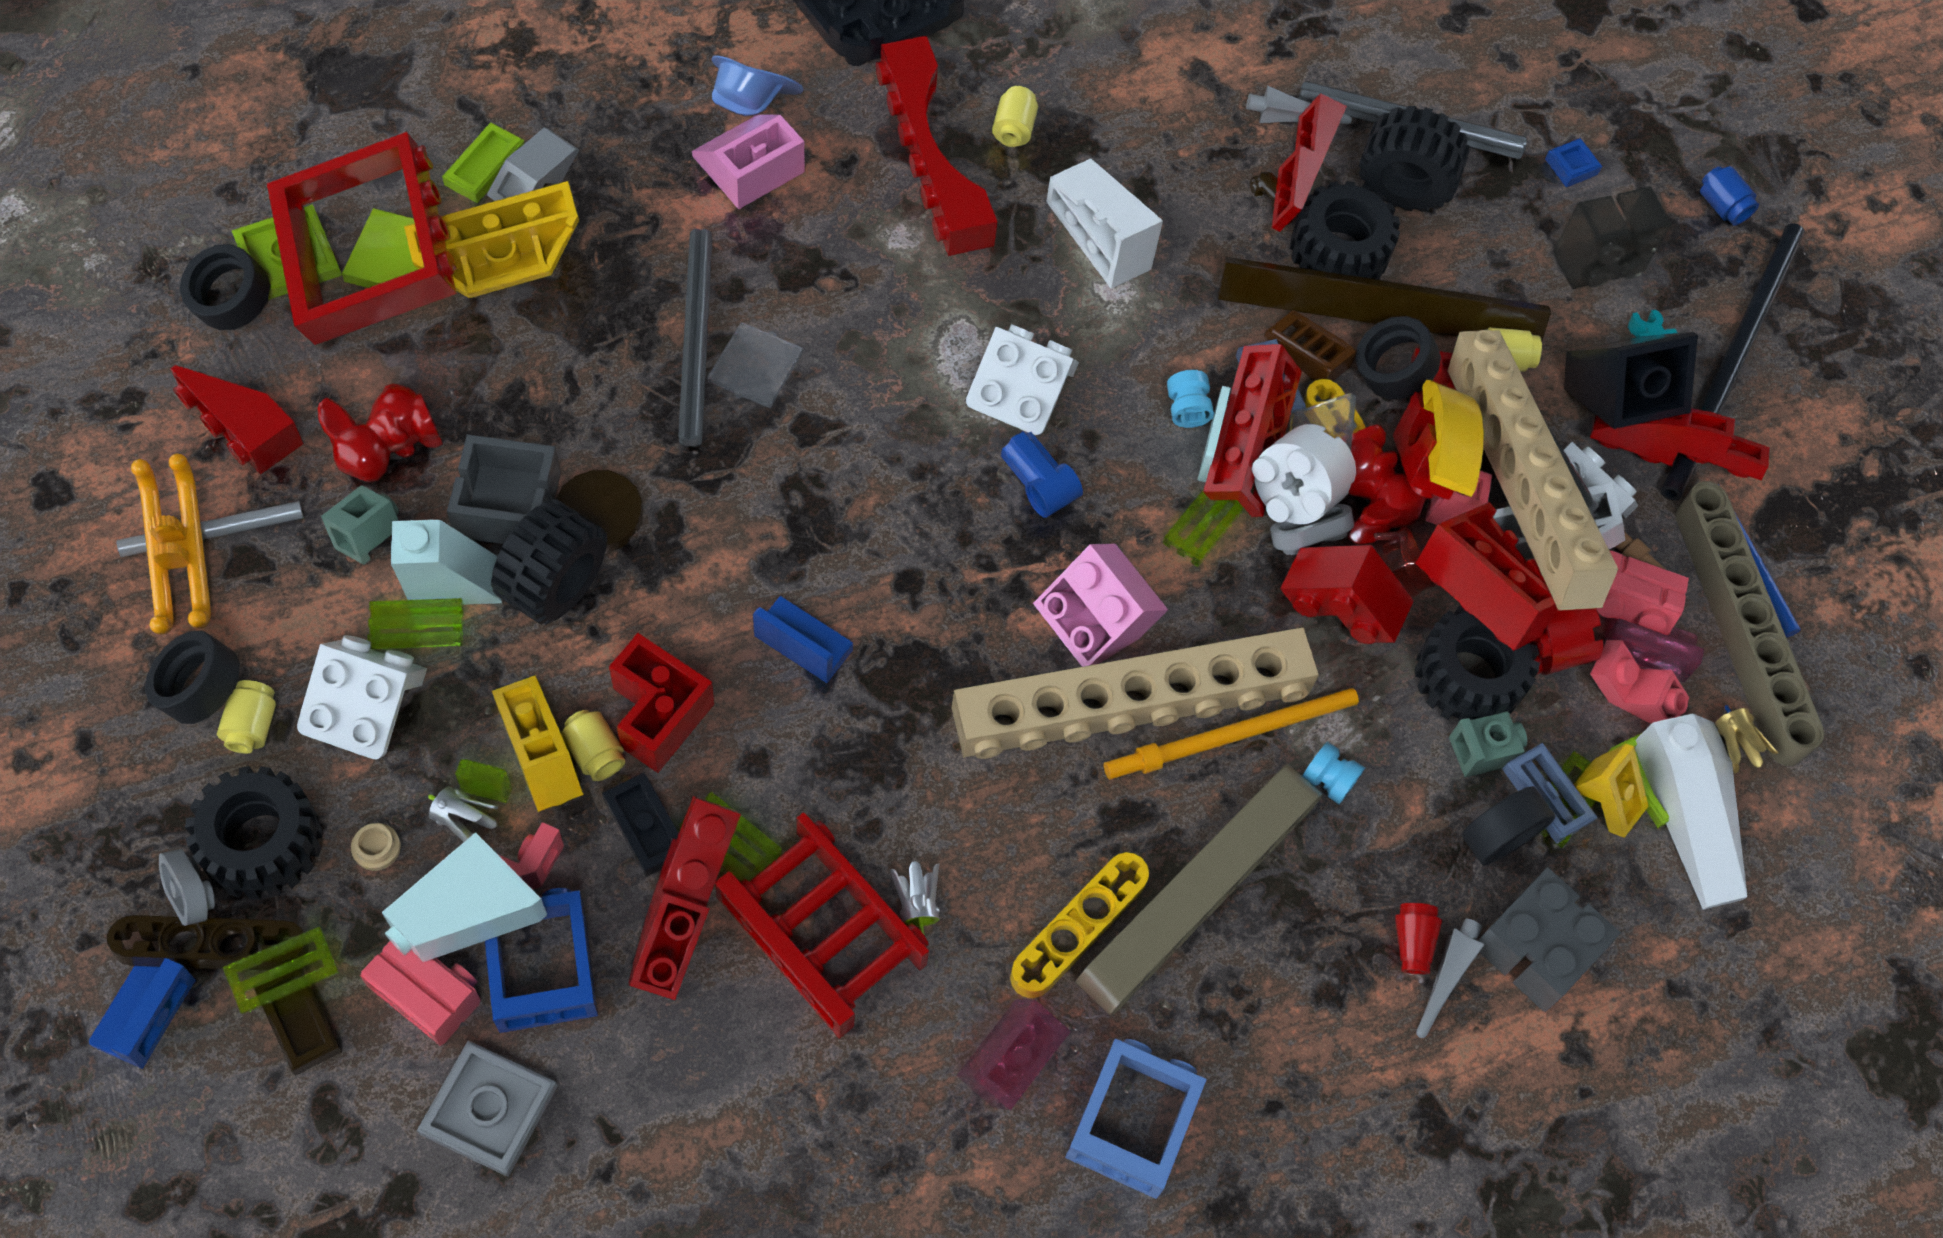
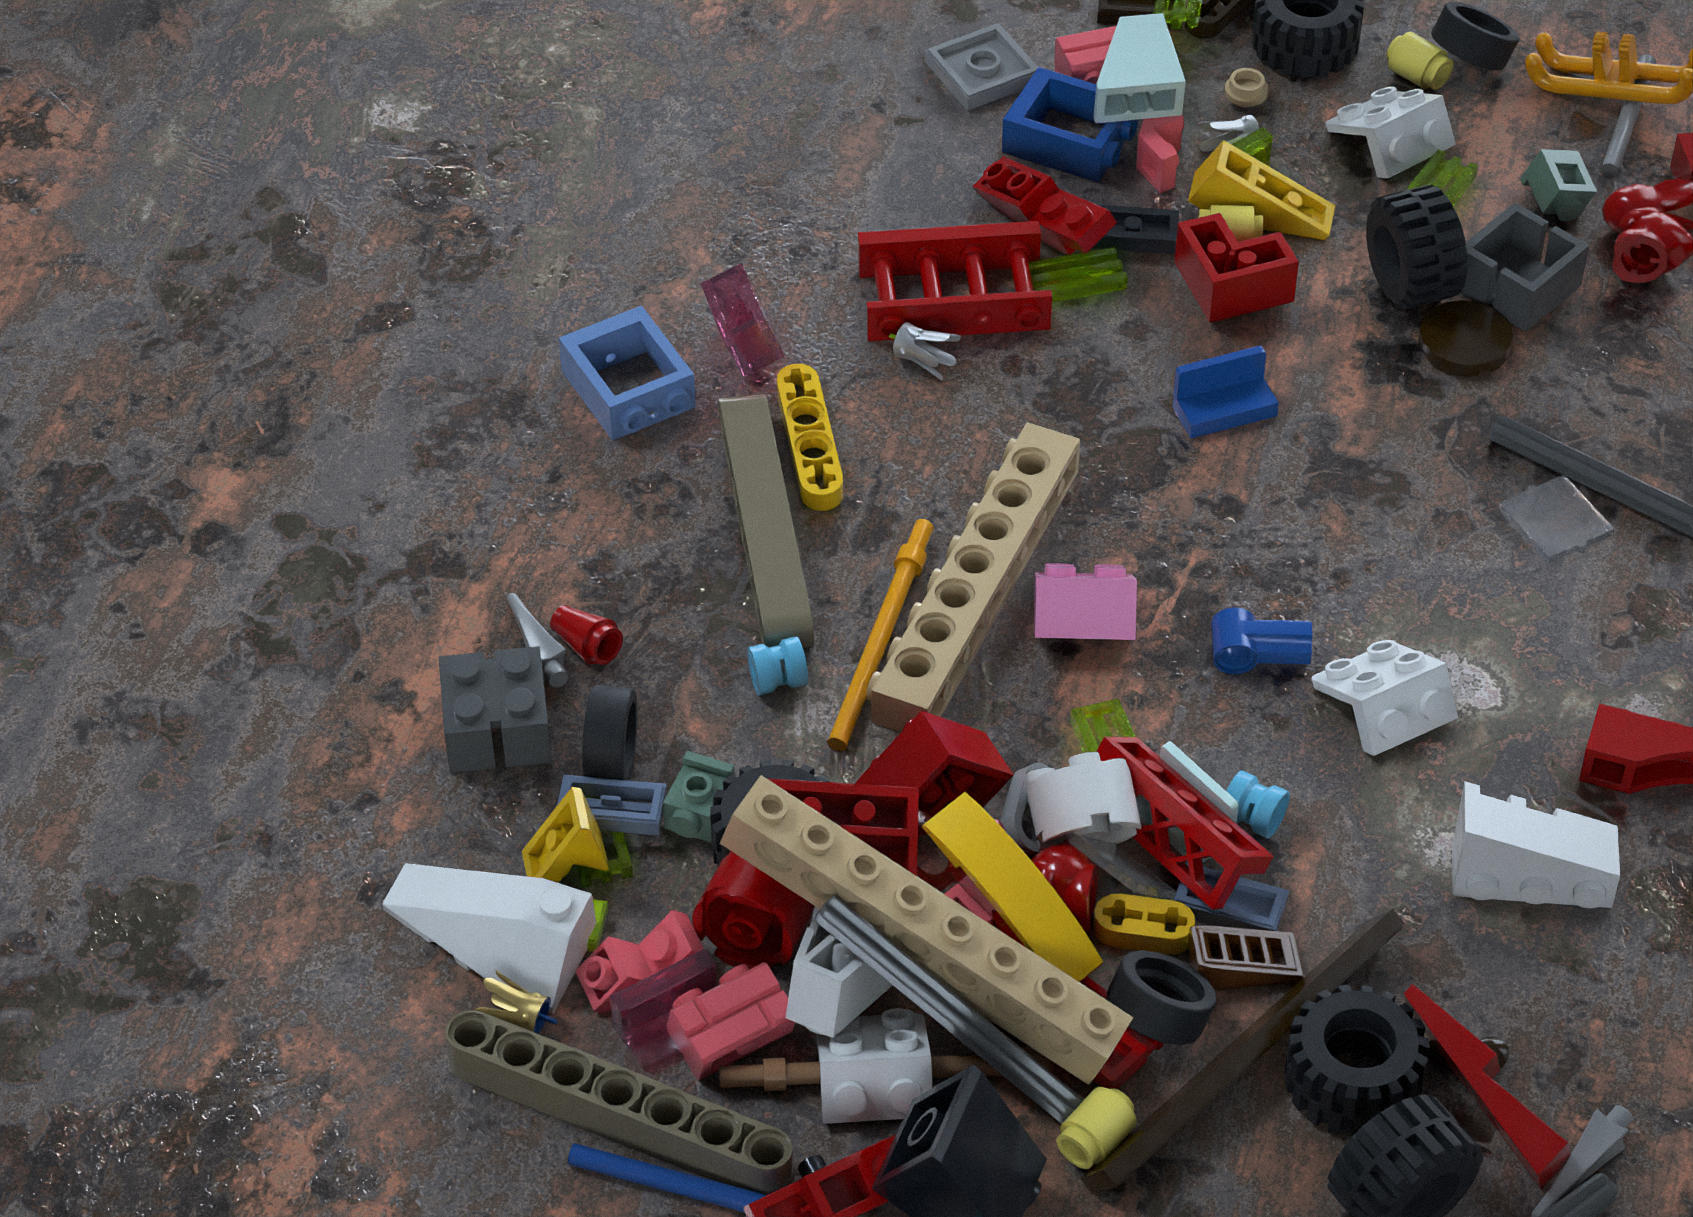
camera: 135 degrees right, 15 degrees down
(441, 563) = (1475, 173): light aqua slope -> none

